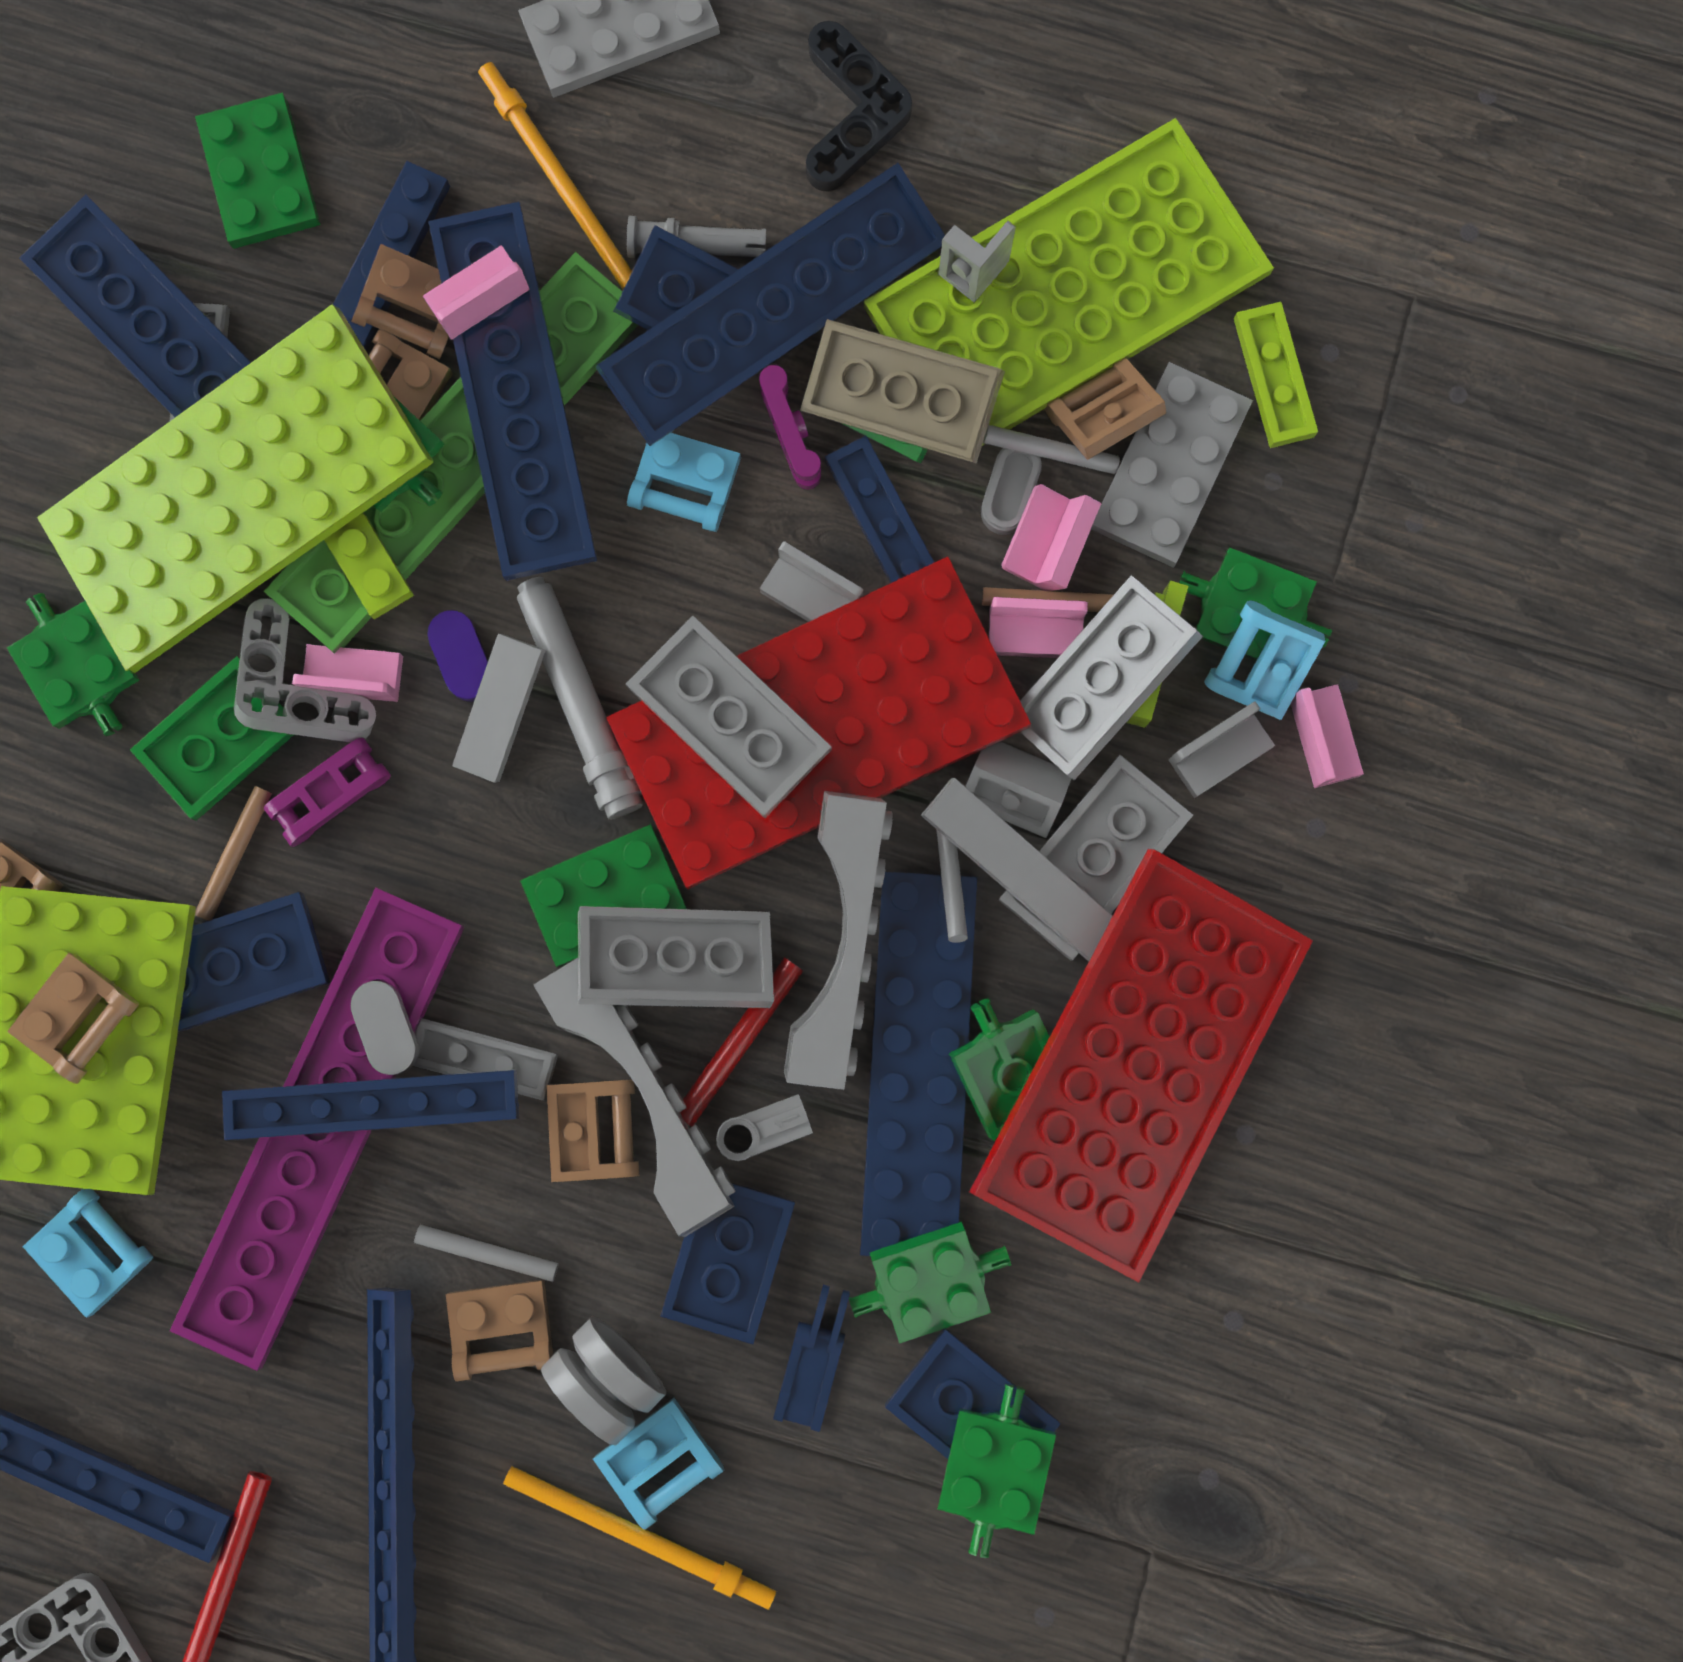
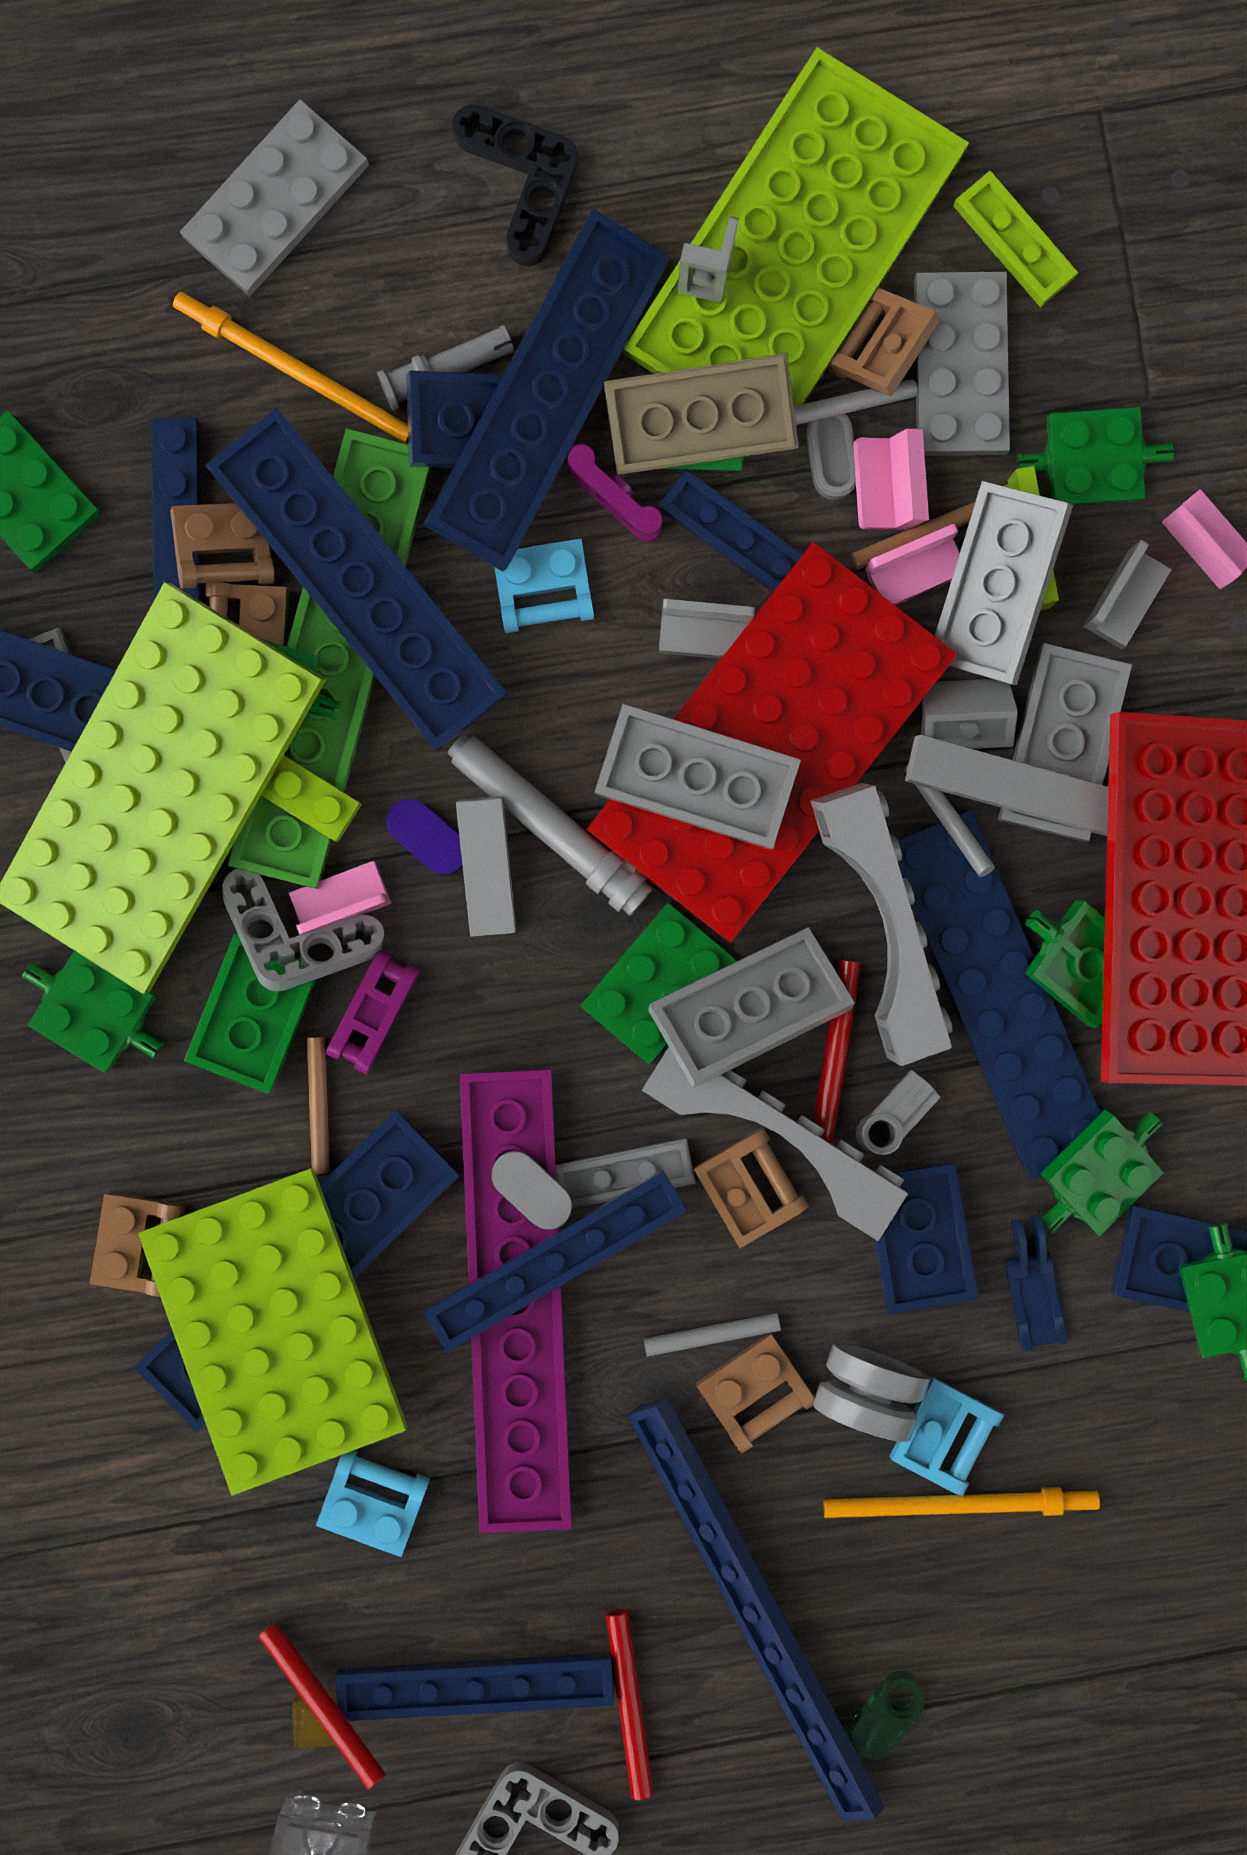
camera: 30 degrees left, 5 degrees up
(62, 1008) = (250, 1311): medium nougat plate -> none
(476, 292) = (283, 508): bright pink panel -> none
(1279, 666) = (1145, 498): medium azure plate -> none

